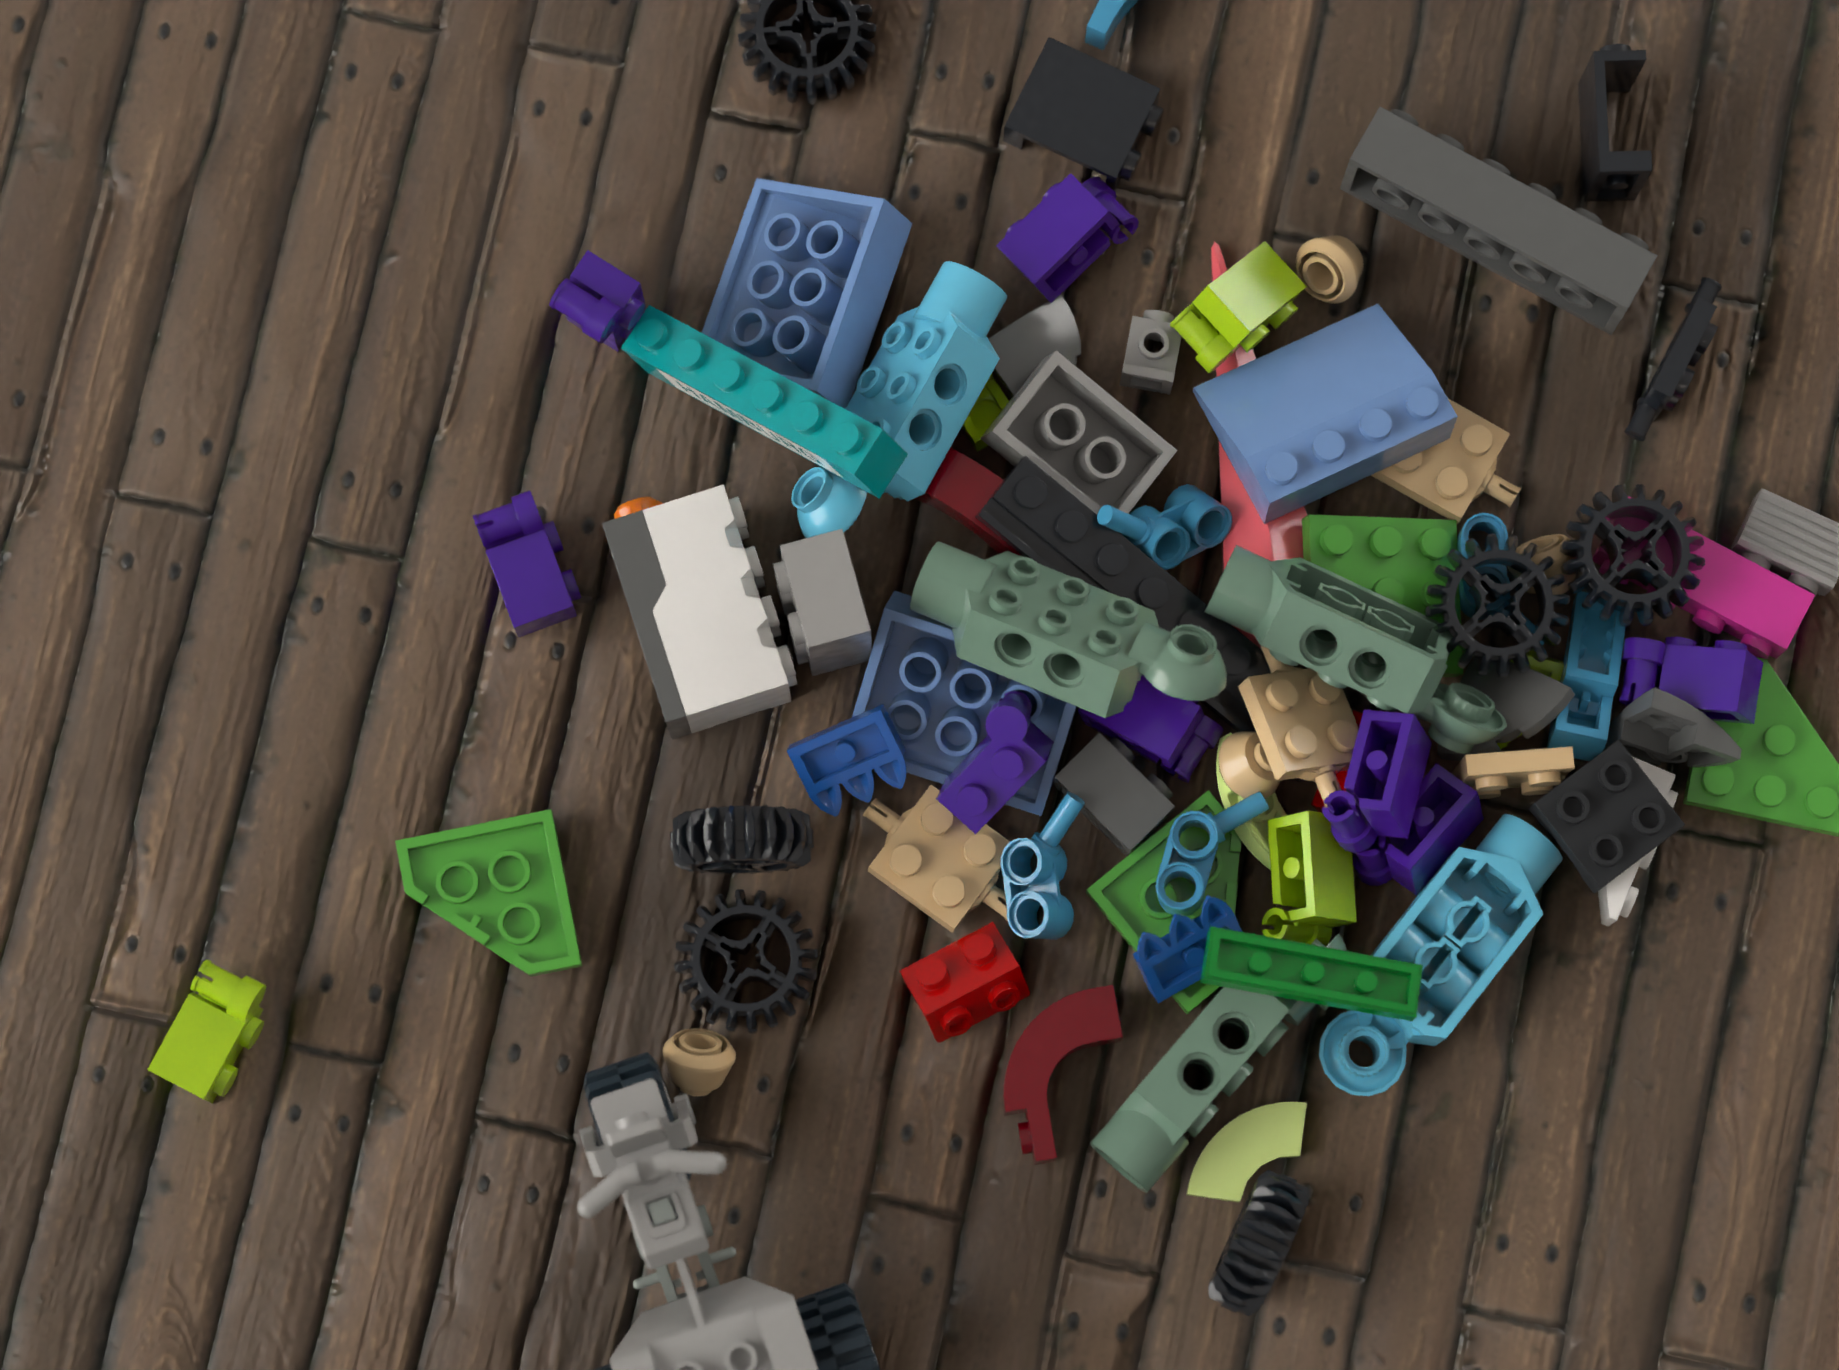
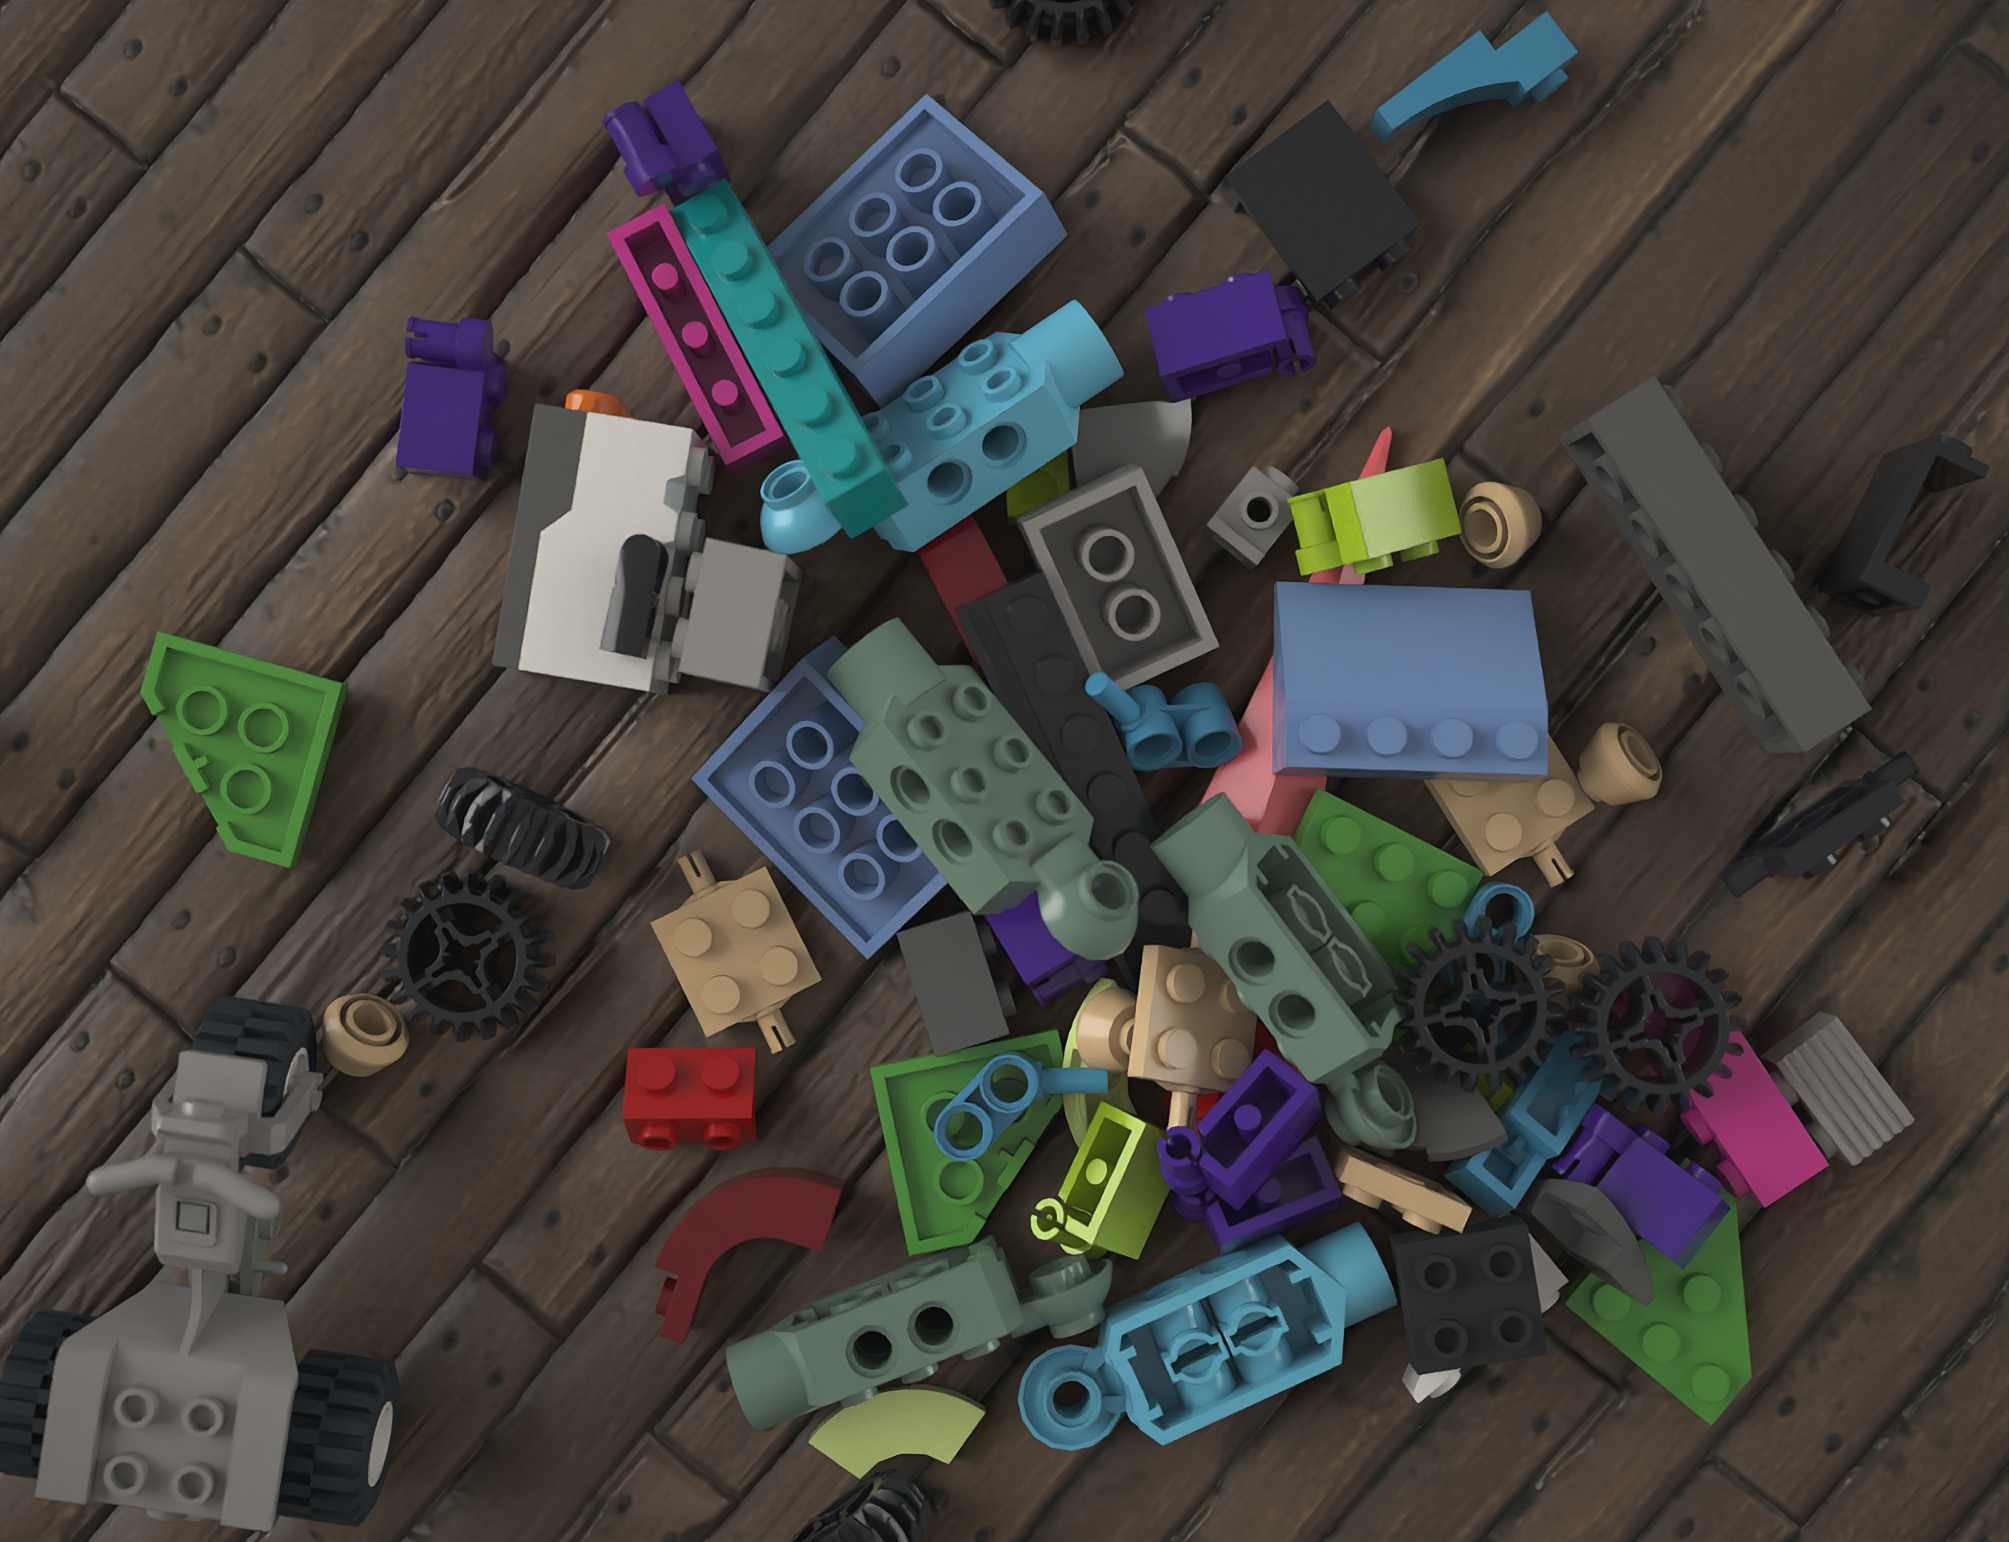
camera: 25 degrees right, 10 degrees up
(687, 428) = (698, 339): none -> dark pink brick
(746, 619) = (635, 597): none -> black bar
(848, 756) = (690, 791): blue plate -> none
(998, 764) = (839, 891): dark purple hinge -> none
(1029, 890) = (818, 1042): dark azure beam -> none
(1178, 957) = (942, 1200): blue plate -> none
(1311, 973) = (1051, 1308): green tile -> none
(1509, 394) = (1619, 766): none -> tan cone

